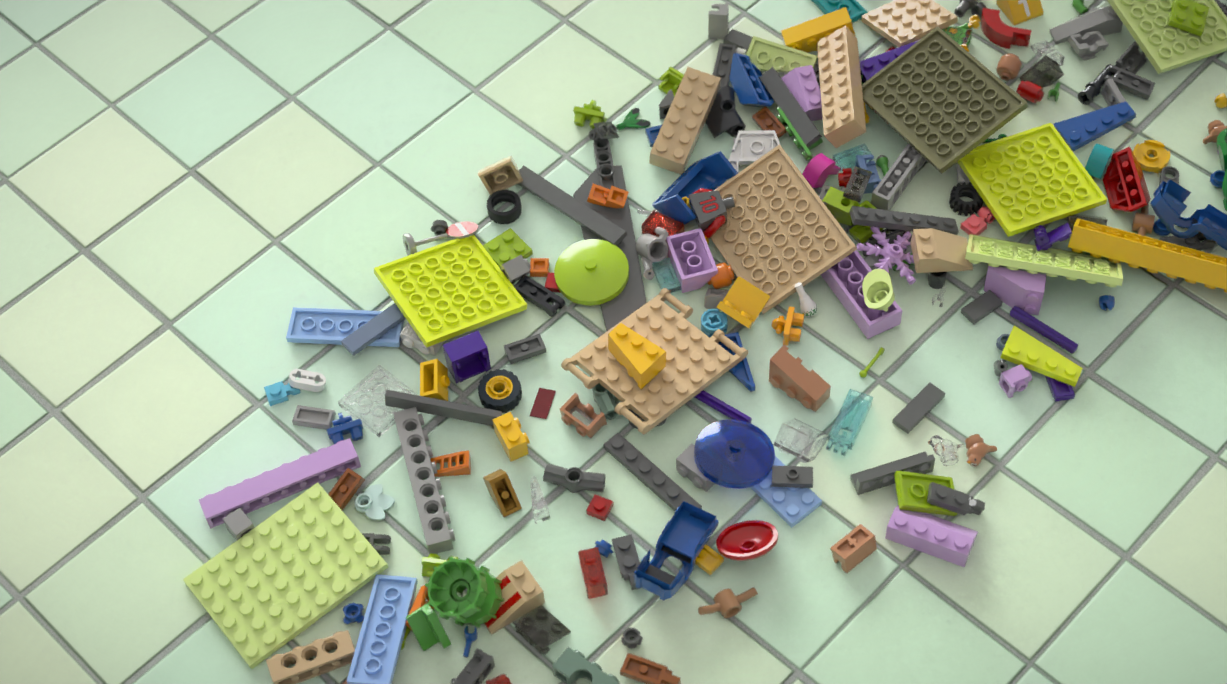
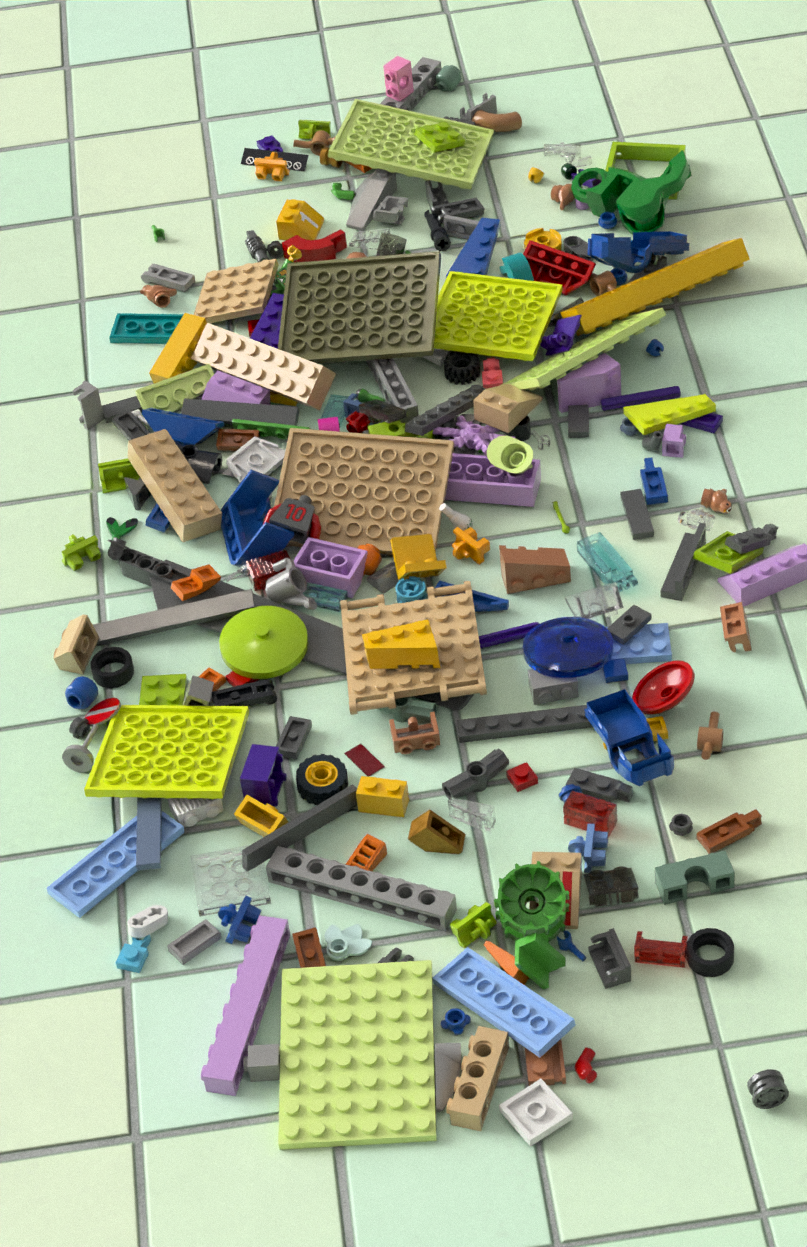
camera: 50 degrees left, 10 degrees down
(311, 630) = (446, 1071): none -> light grey piece
(467, 206) = (81, 693): none -> blue head
(562, 591) = (587, 848): none -> medium blue hips
(748, 498) = (615, 671): none -> blue tile
(958, 396) = (653, 483): none -> blue hinge

